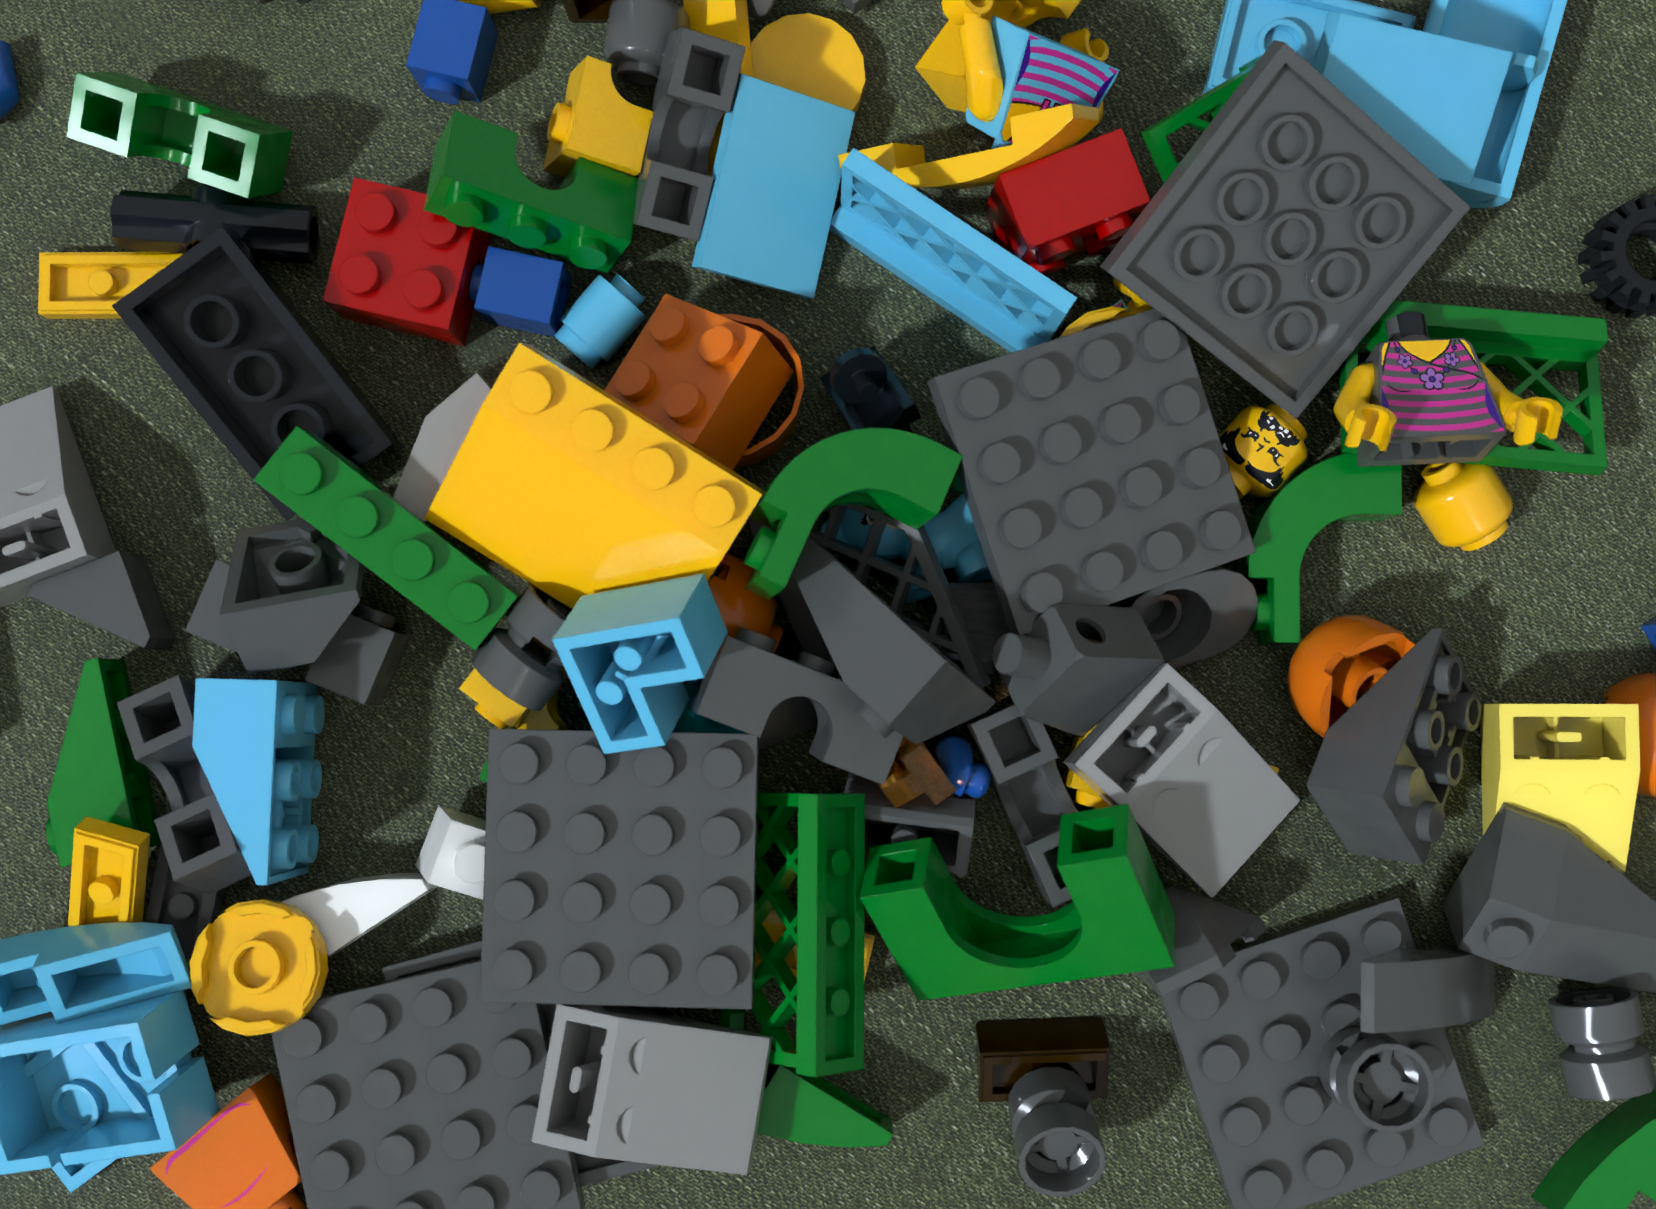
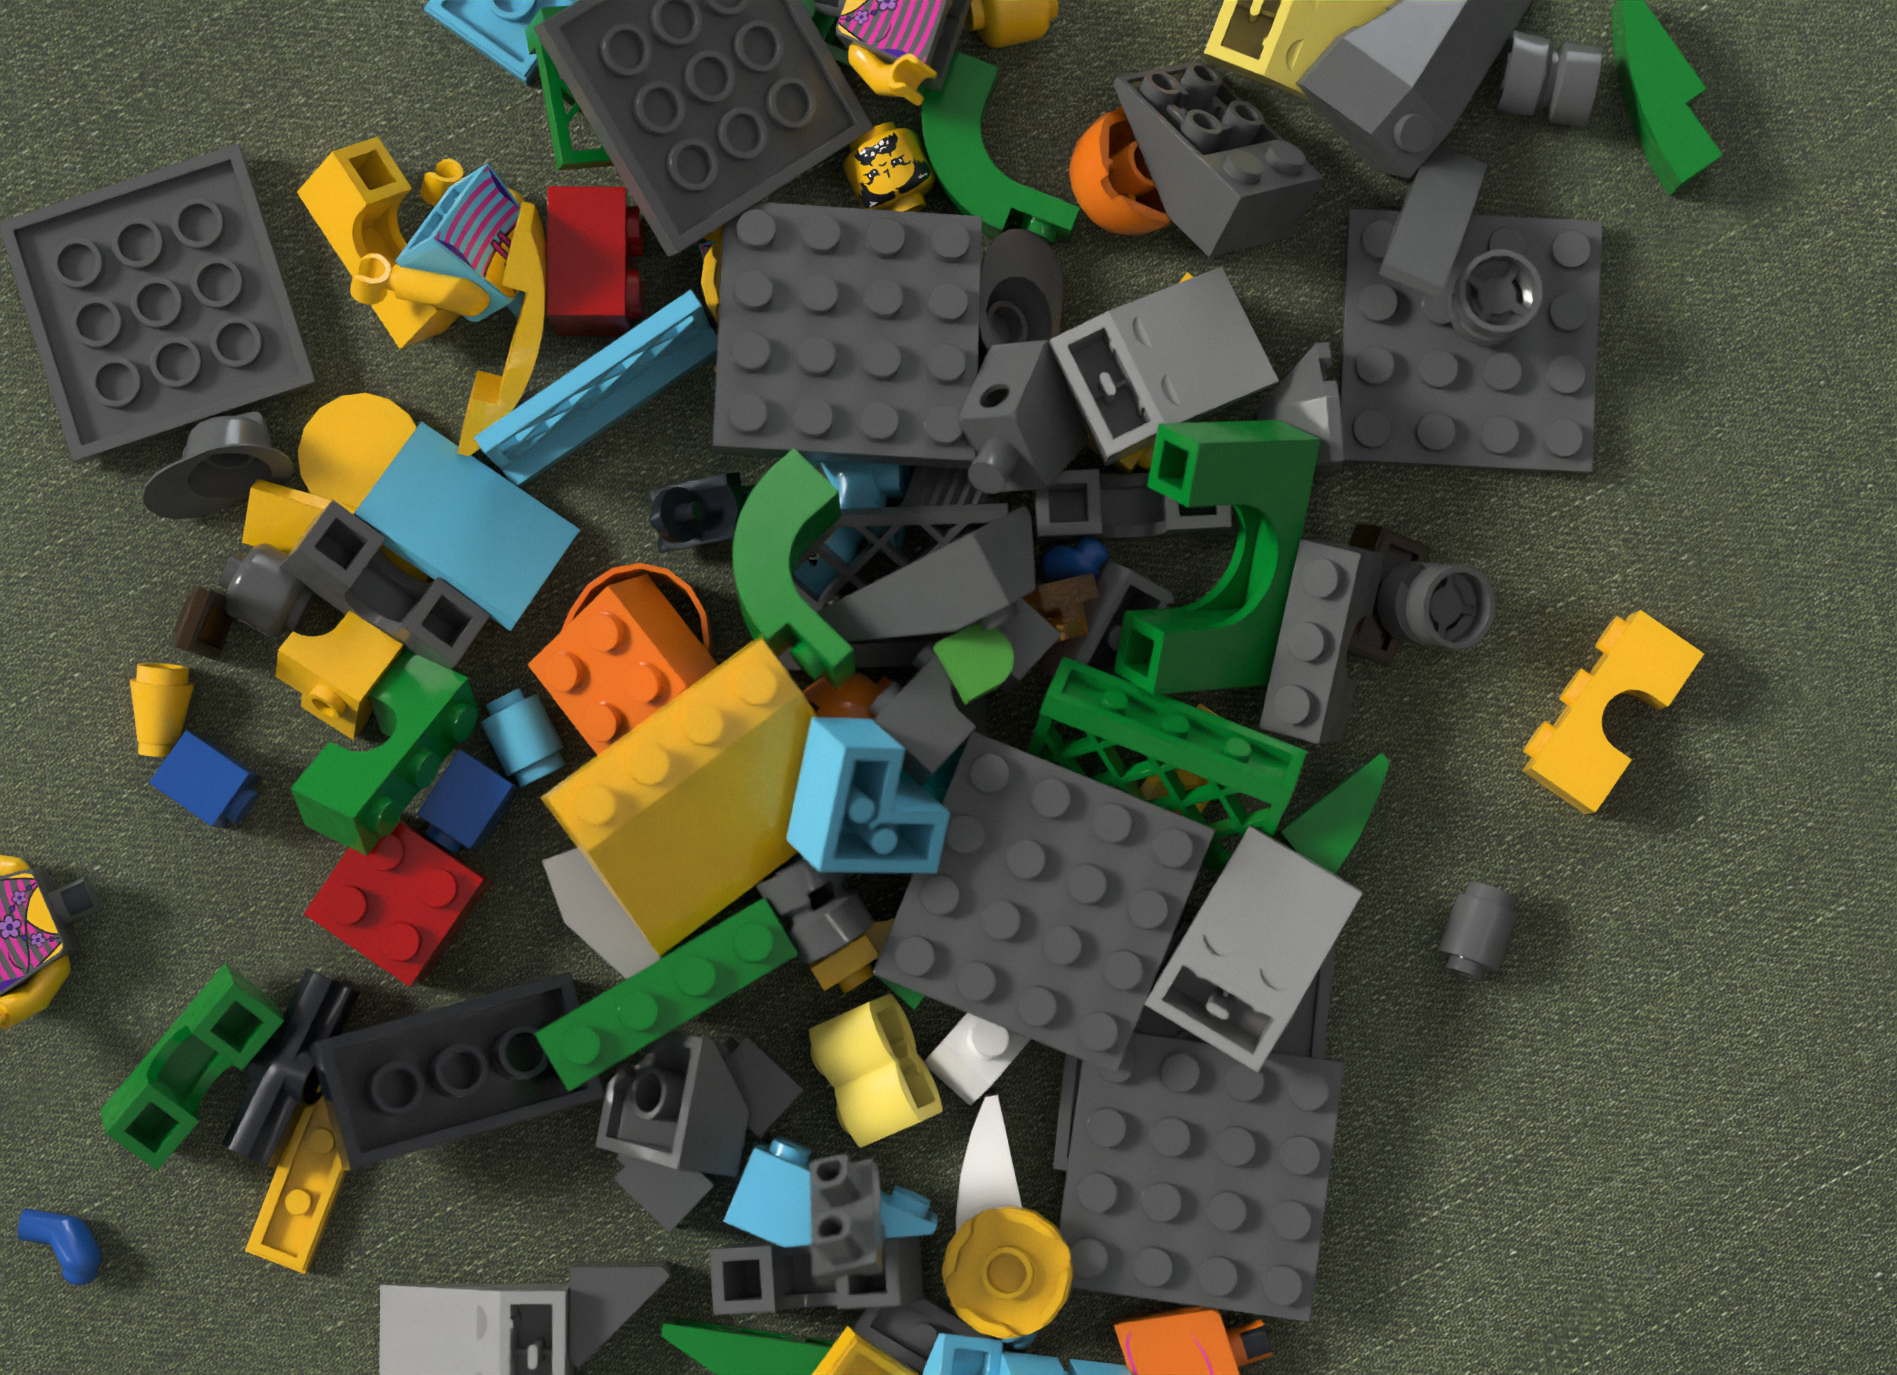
camera: 60 degrees left, 0 degrees up
(223, 799) = (845, 1218): none -> dark grey hips
(410, 765) = (874, 1070): none -> light yellow brick
(824, 713) = (976, 660): none -> bright green tile
(1008, 1026) = (1308, 680): none -> dark grey arch

